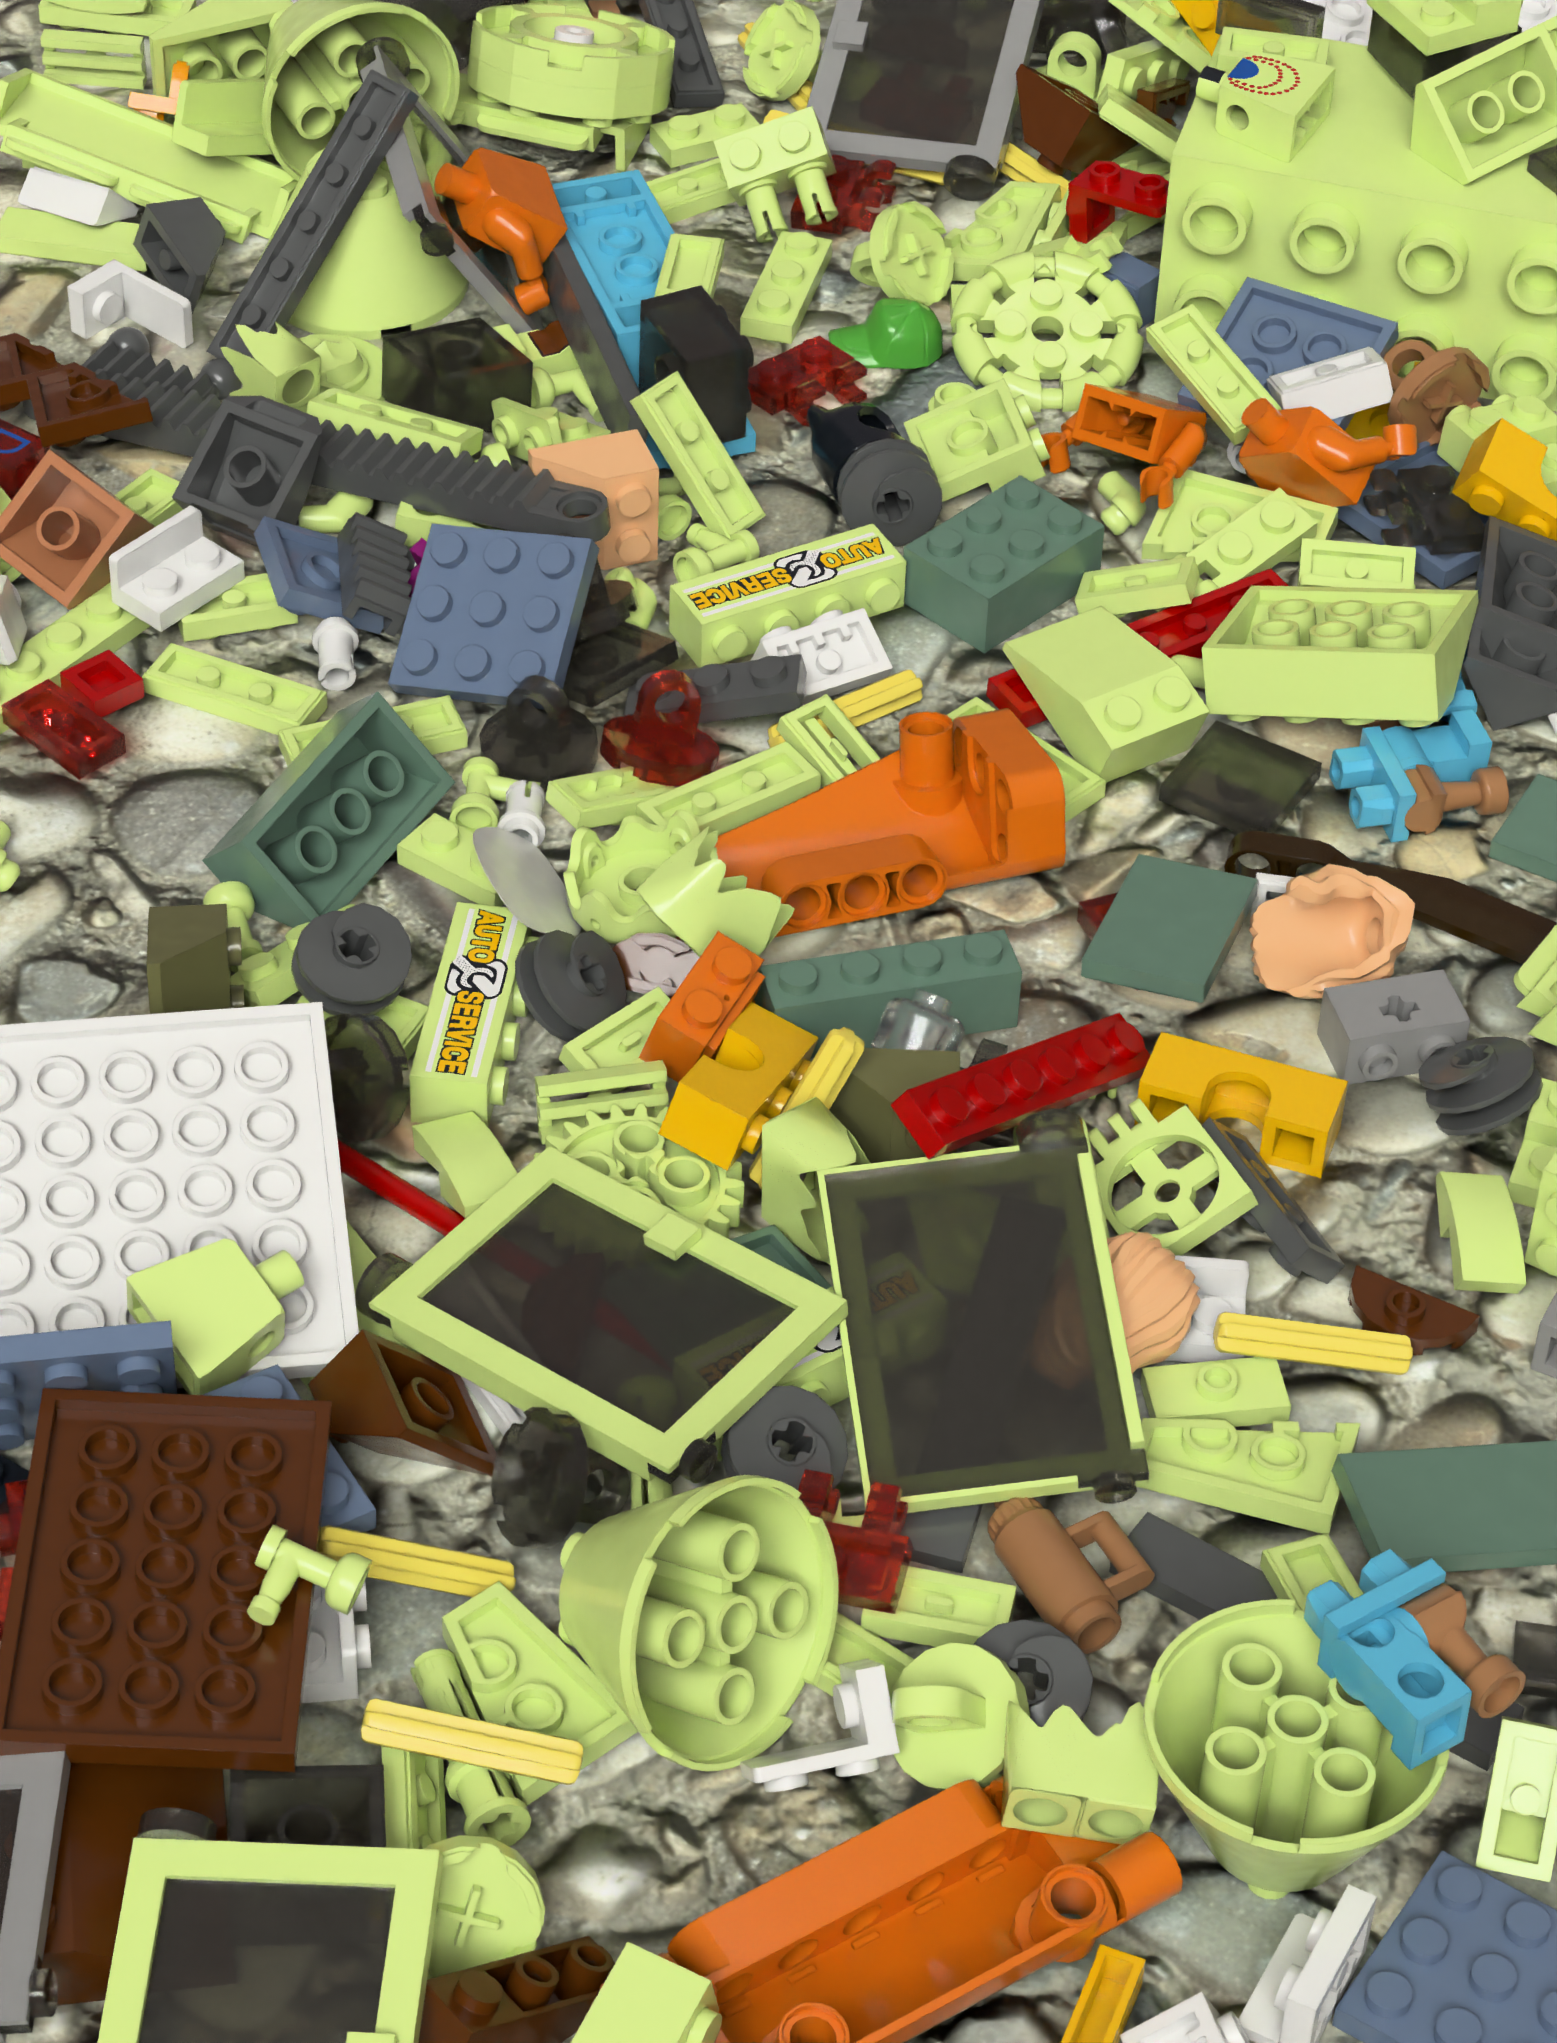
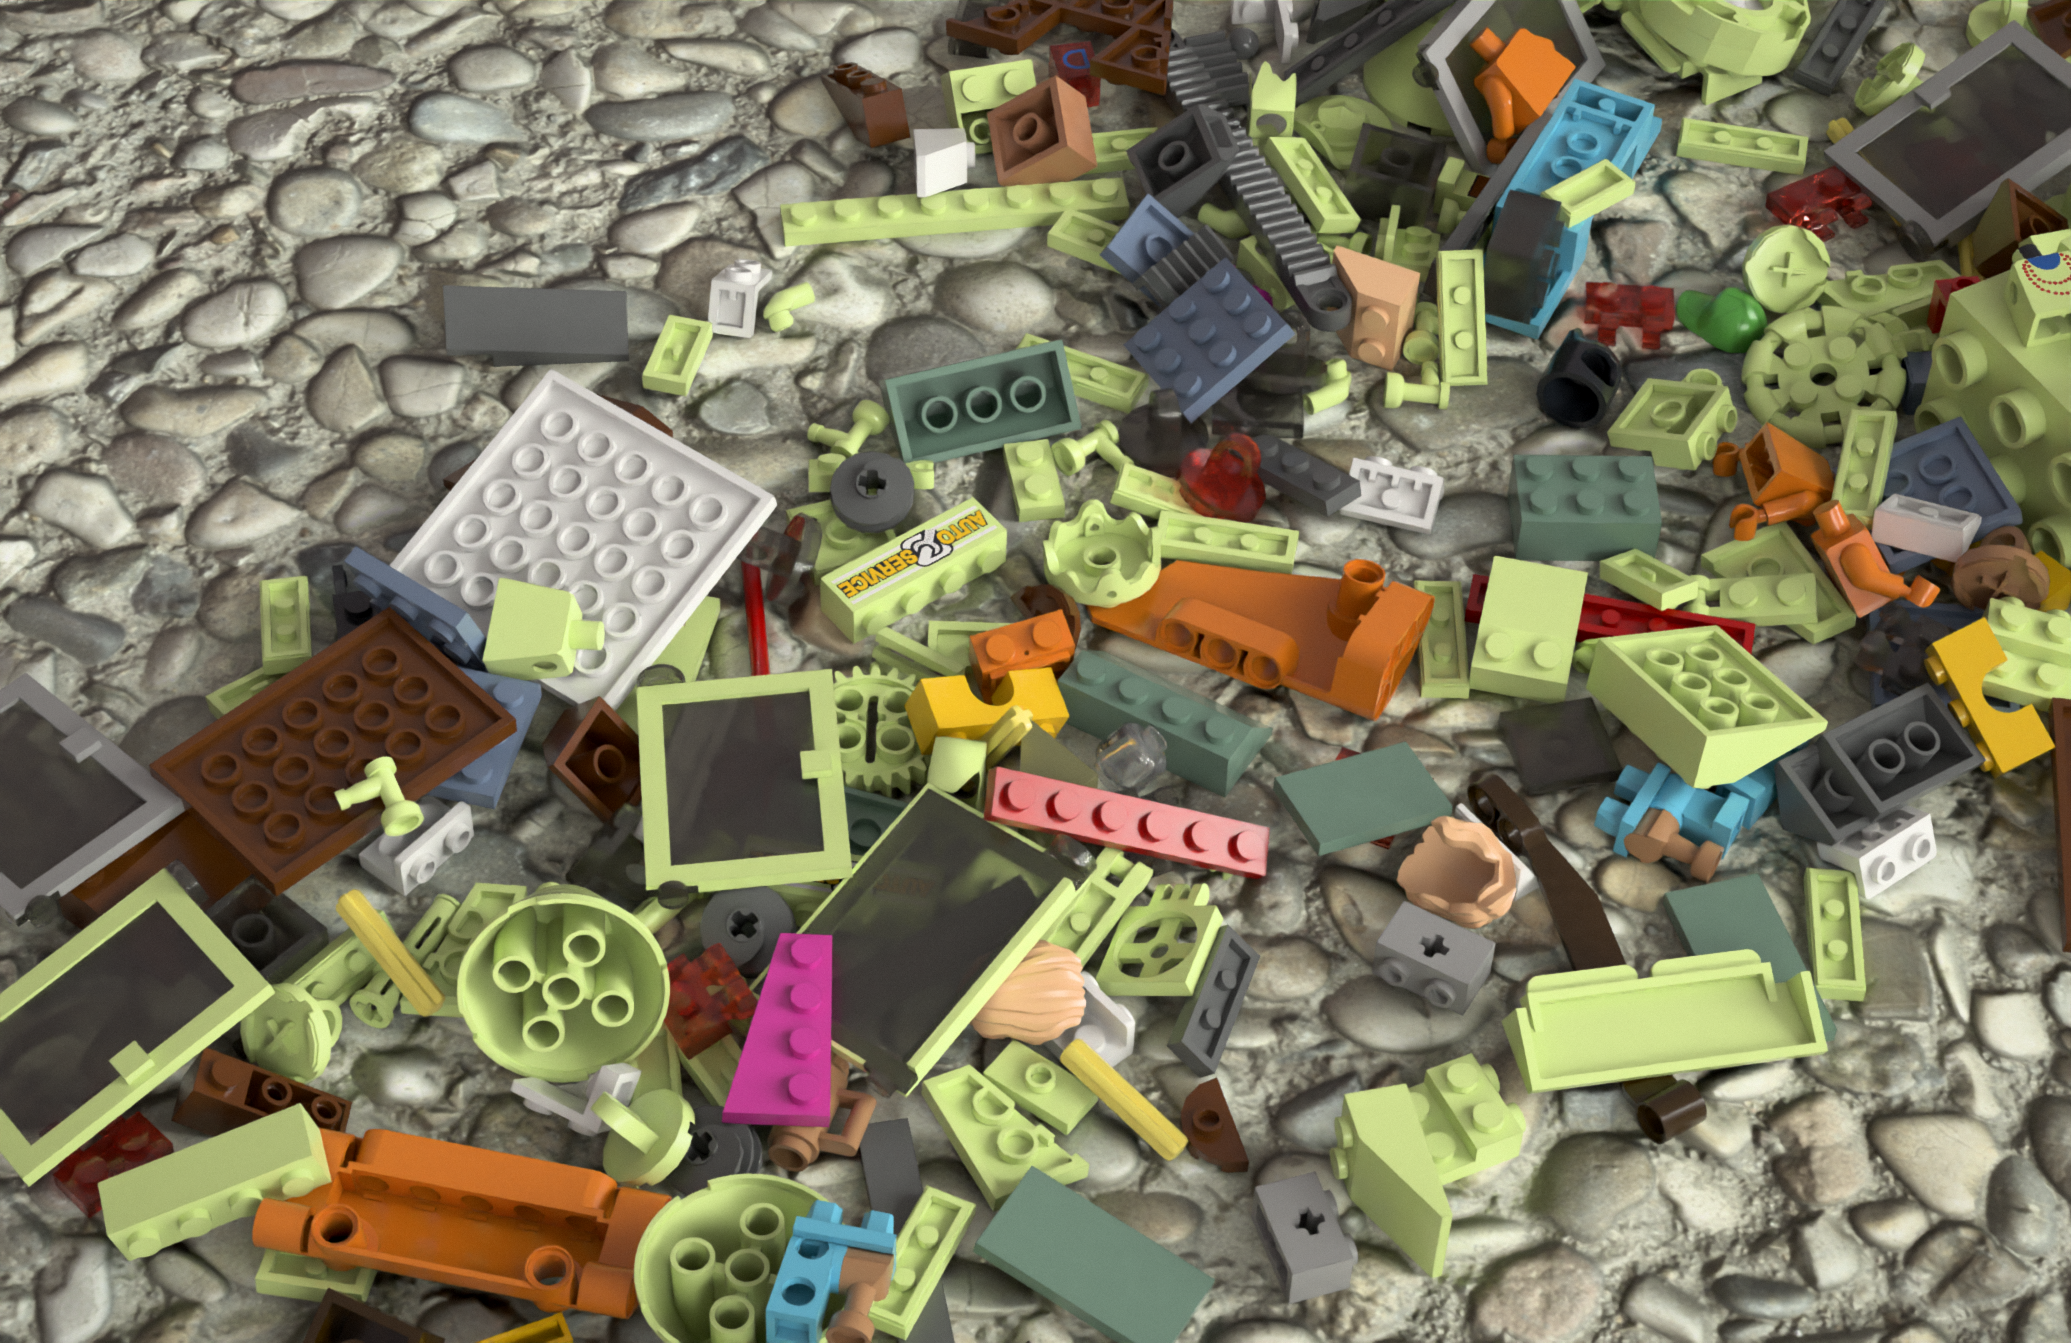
camera: 45 degrees right, 5 degrees up
(63, 729) = (911, 255): clear red plate -> none
(103, 683) = (964, 242): red plate -> none
(171, 571) = (1070, 195): white bracket -> none
(192, 959) = (767, 439): olive slope -> none
(232, 690) = (1037, 293): yellowish green tile -> none
(335, 644) = (1117, 307): white pin -> none
(418, 1563) = (485, 839): light yellow axle -> none
(466, 1157) = (806, 644): yellowish green slope -> none
(524, 813) = (1087, 479): white pin -> none
(524, 880) = (1021, 507): white sticker -> none
(570, 982) = (1000, 580): dark grey piece -> none
(692, 137) = (1785, 110): yellowish green plate -> none
(697, 900) = (1094, 600): yellowish green piece -> none
(733, 608) = (1455, 446): yellowish green brick -> none
(776, 159) = (1777, 150): yellowish green brick -> none
(786, 287) = (1700, 244): yellowish green plate -> none
(818, 748) = (1326, 521): yellowish green tile -> none
(870, 702) = (1369, 539): light yellow axle -> none
(886, 468) = (1564, 414): dark grey piece -> none
(1004, 1520) = (788, 1046): none -> dark pink wing
(1077, 1782) = (629, 1198): yellowish green piece -> none
(1124, 502) = (1717, 524): yellowish green arm -> none
(1289, 1105) = (1263, 902): yellow arch -> none
(1355, 565) = (1811, 668): yellowish green bracket -> none
(1480, 1084) = (1431, 1027): dark grey piece -> none
(1482, 1232) = (1309, 1116): yellowish green slope -> none

